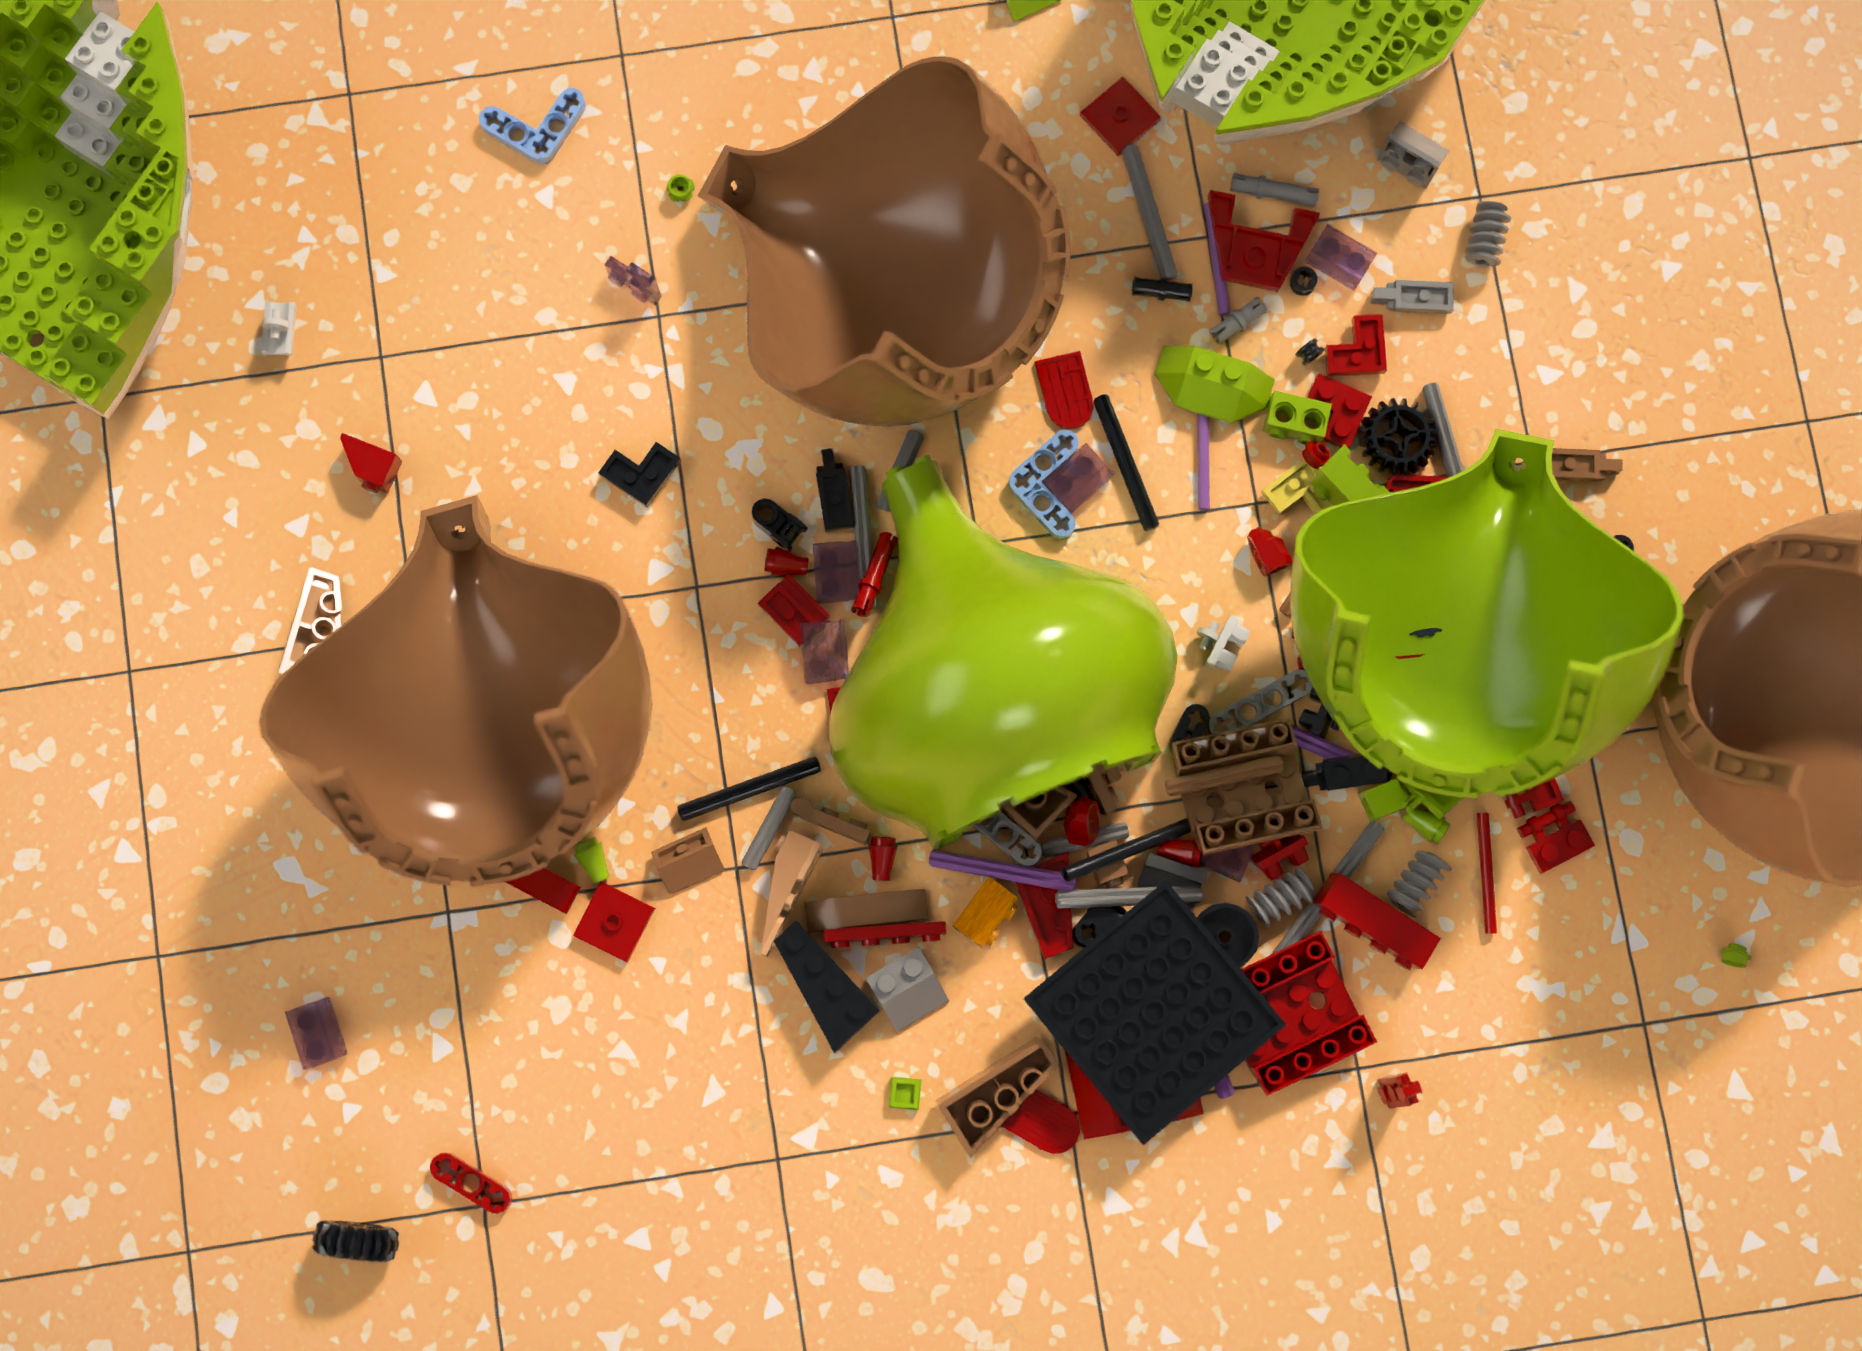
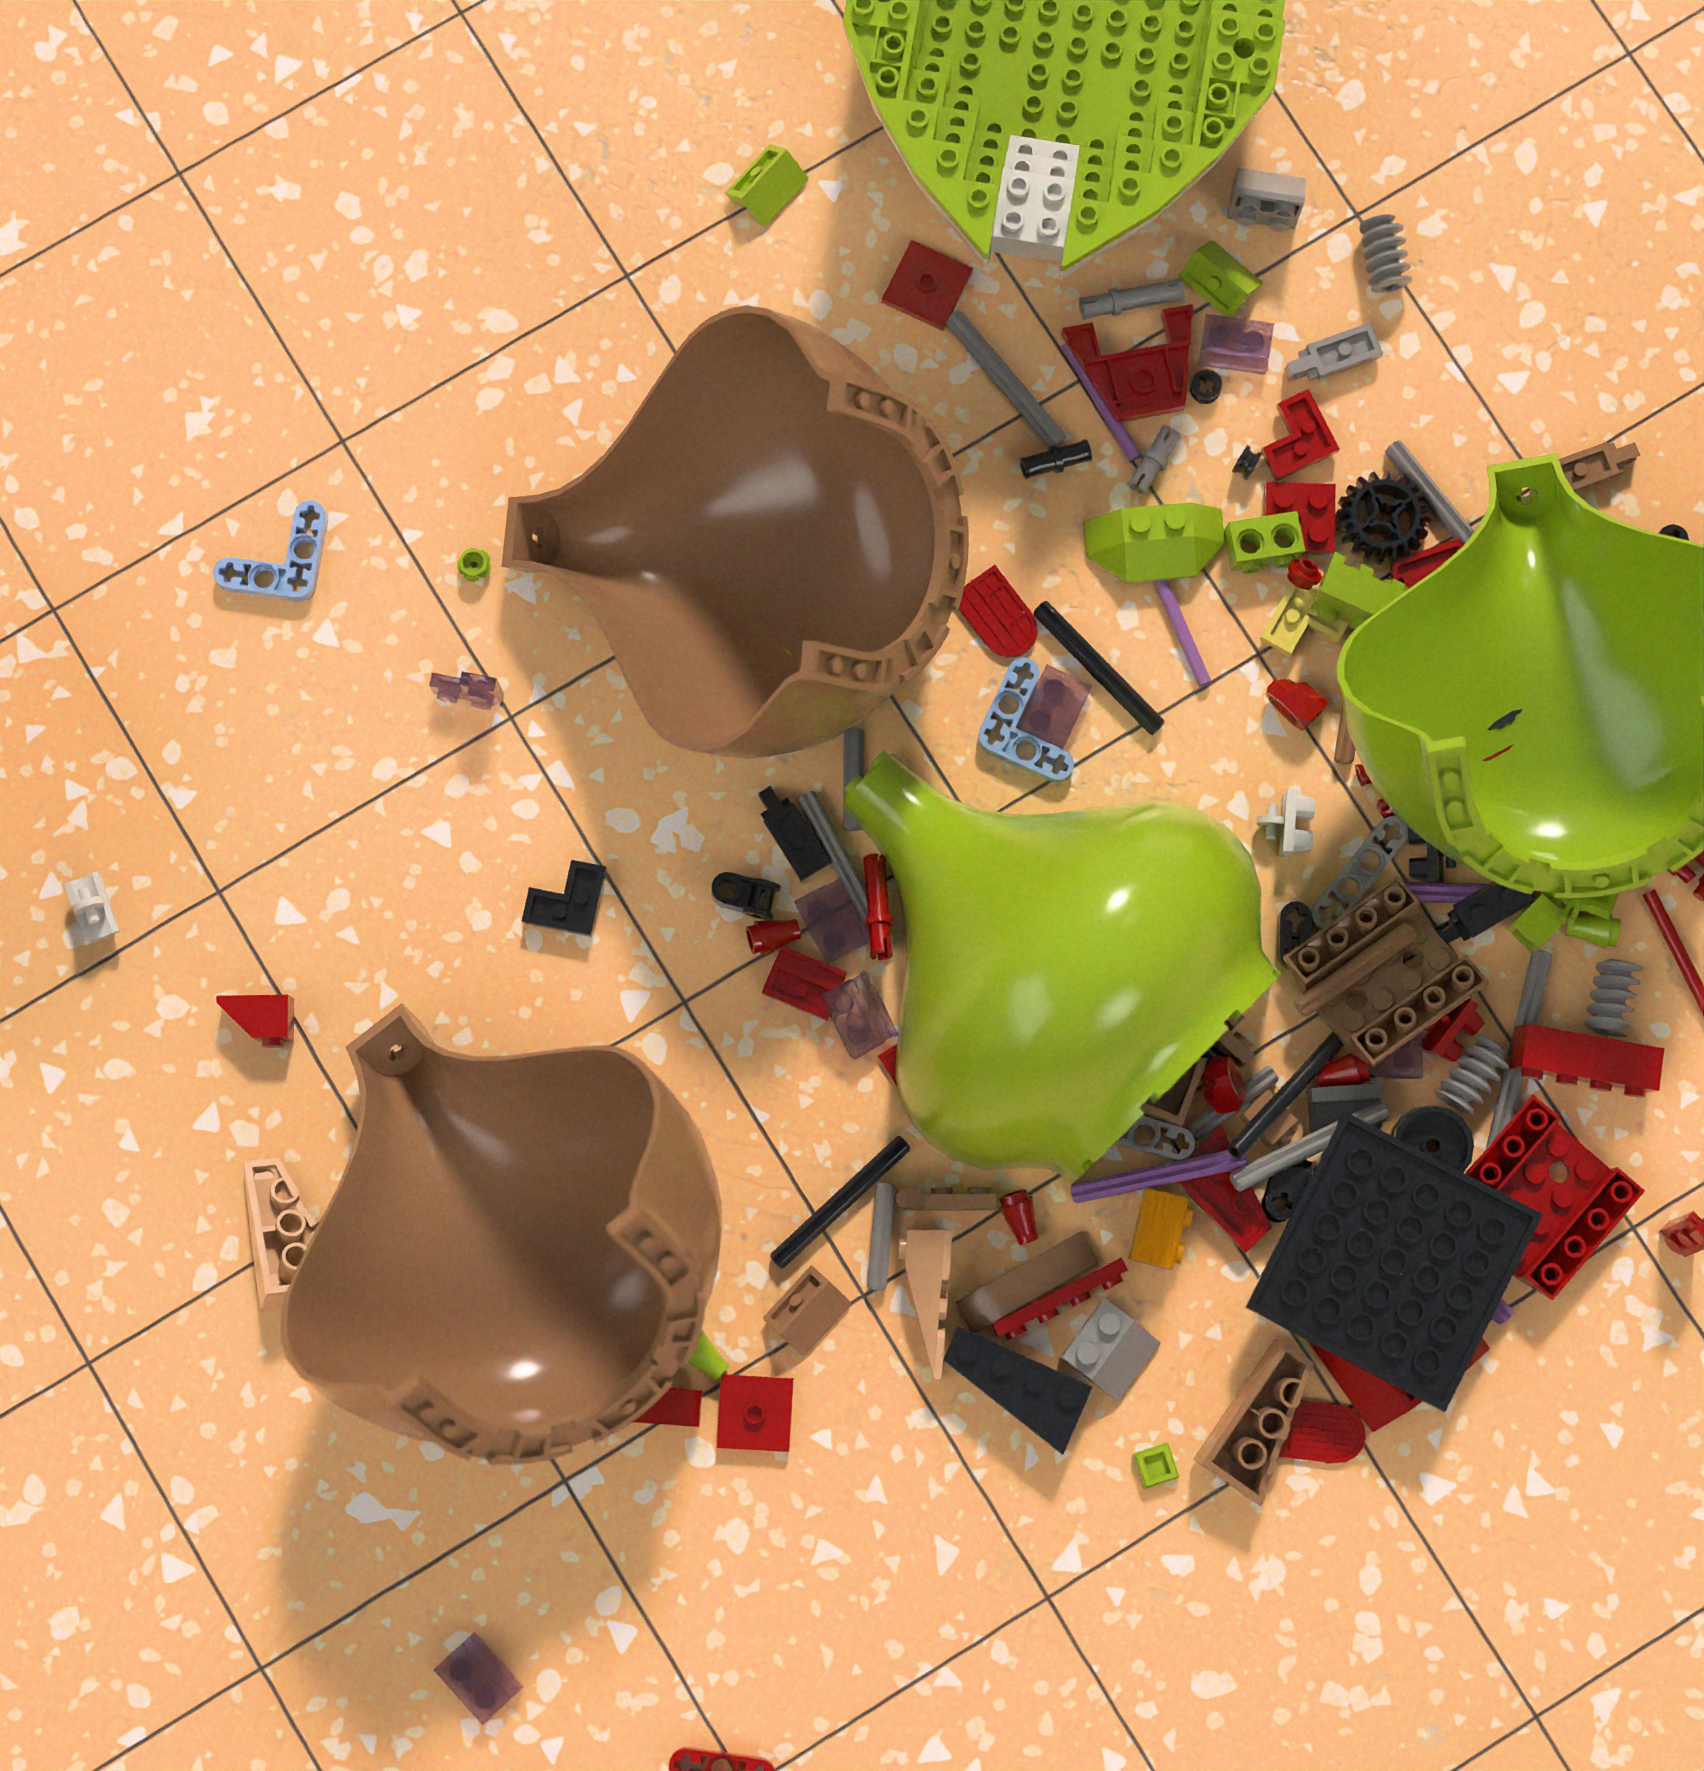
camera: 20 degrees left, 0 degrees up
(1350, 201) = (1219, 278): none -> lime panel

